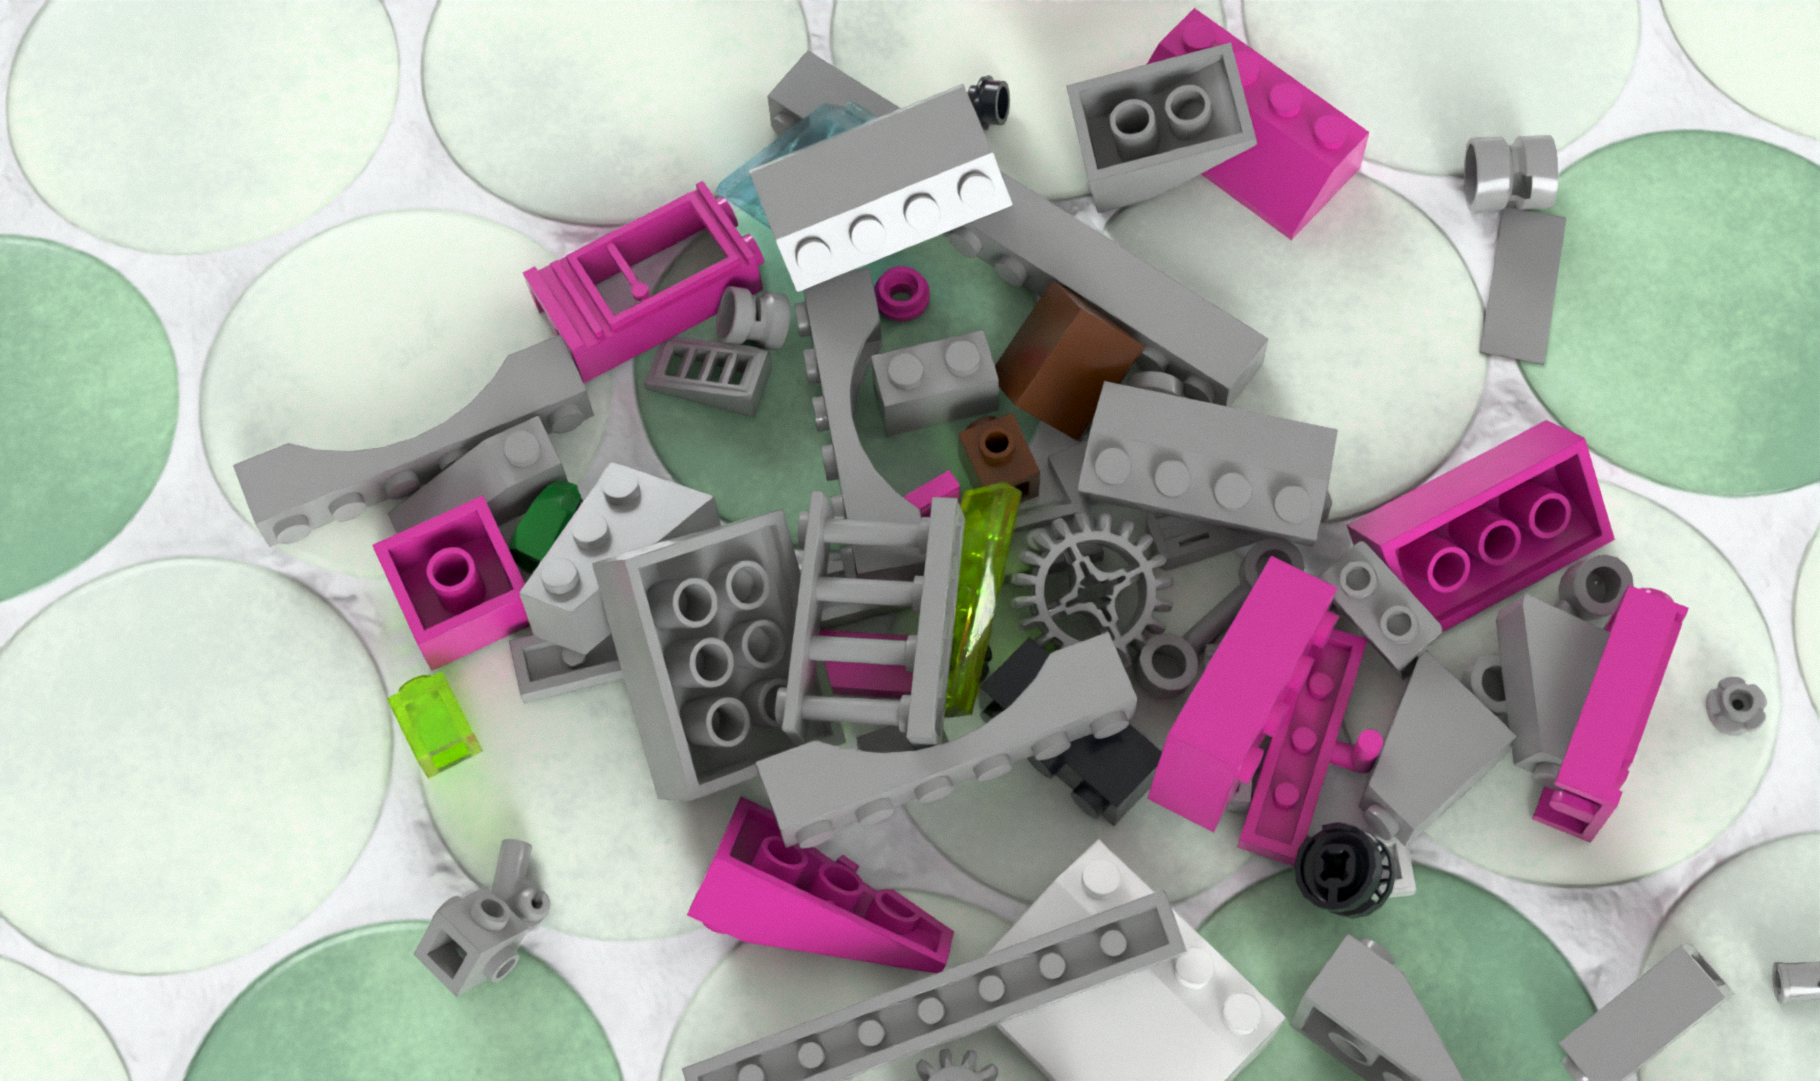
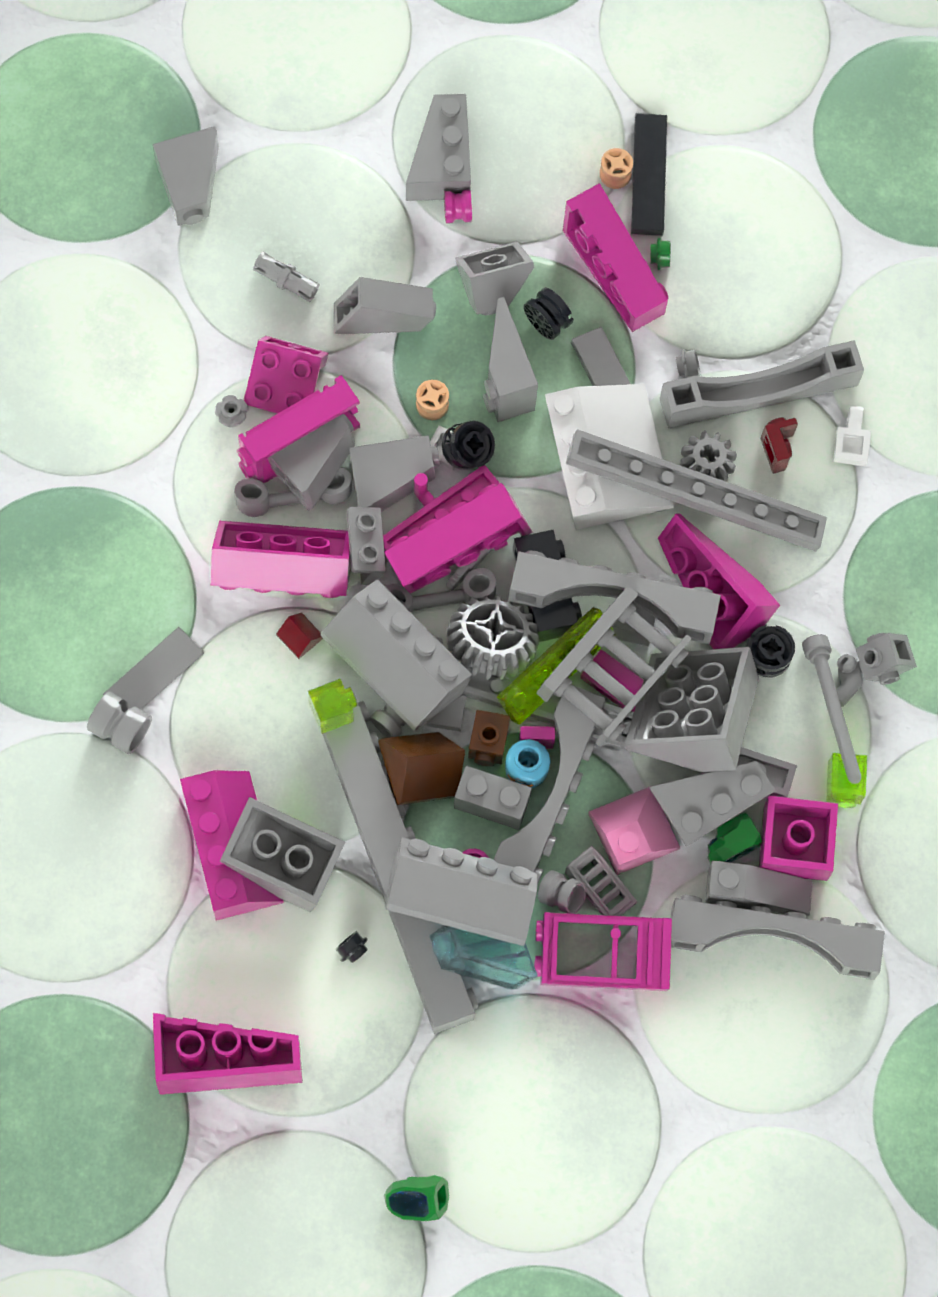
camera: 155 degrees left, 5 degrees up
(586, 892) = (817, 651): none -> light grey piece
(665, 850) = (771, 650): none -> black wheel
(715, 451) = (633, 830): none -> bright pink slope
(915, 449) = (531, 754): none -> medium azure head
(1242, 326) = (332, 705): none -> clear neon green brick
(1369, 452) = (299, 634): none -> dark red slope
(1464, 909) = (432, 391): none -> light nougat wheel
(1713, 815) = (282, 374): none -> dark pink bracket

